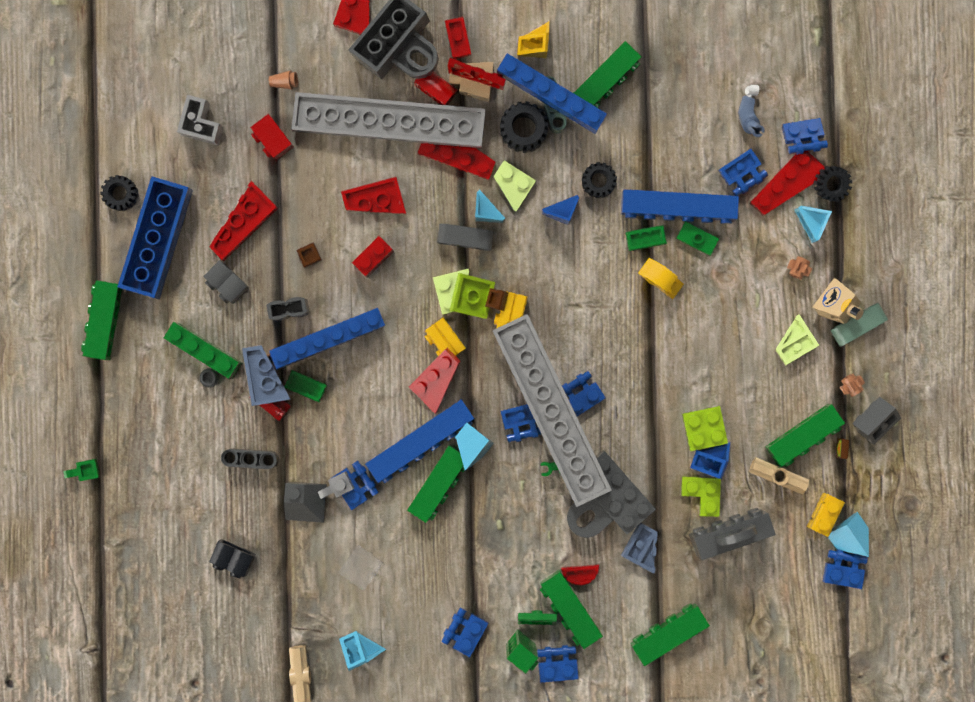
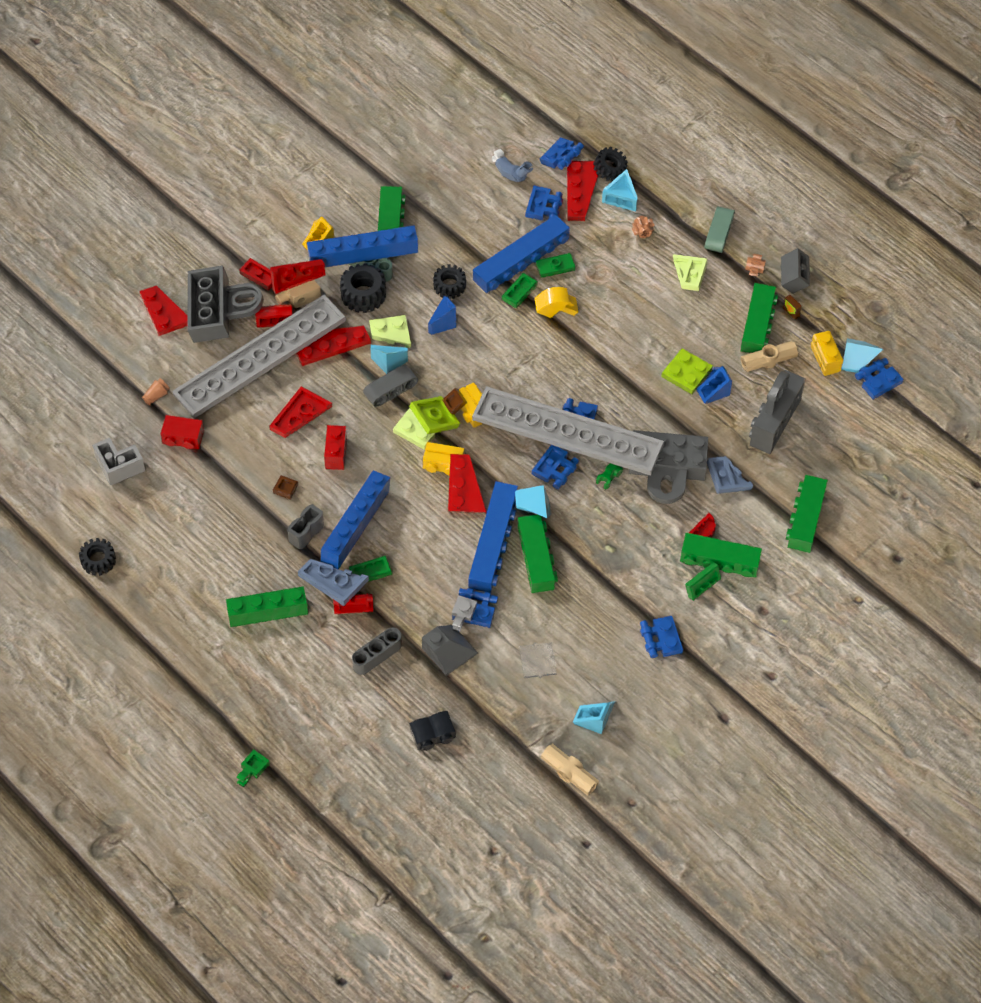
camera: 45 degrees left, 30 degrees down
(102, 320) = (166, 650): green brick -> none
(155, 237) = (156, 560): blue brick -> none
(209, 377) = (289, 624): dark grey plate -> none
(226, 282) = (239, 549): dark grey brick -> none
(246, 218) = (213, 501): red wing -> none
(522, 652) = (714, 593): green brick -> none
(558, 669) = (755, 606): blue plate -> none
(707, 489) = (731, 406): lime plate -> none
(838, 303) = (692, 224): tan torso -> none

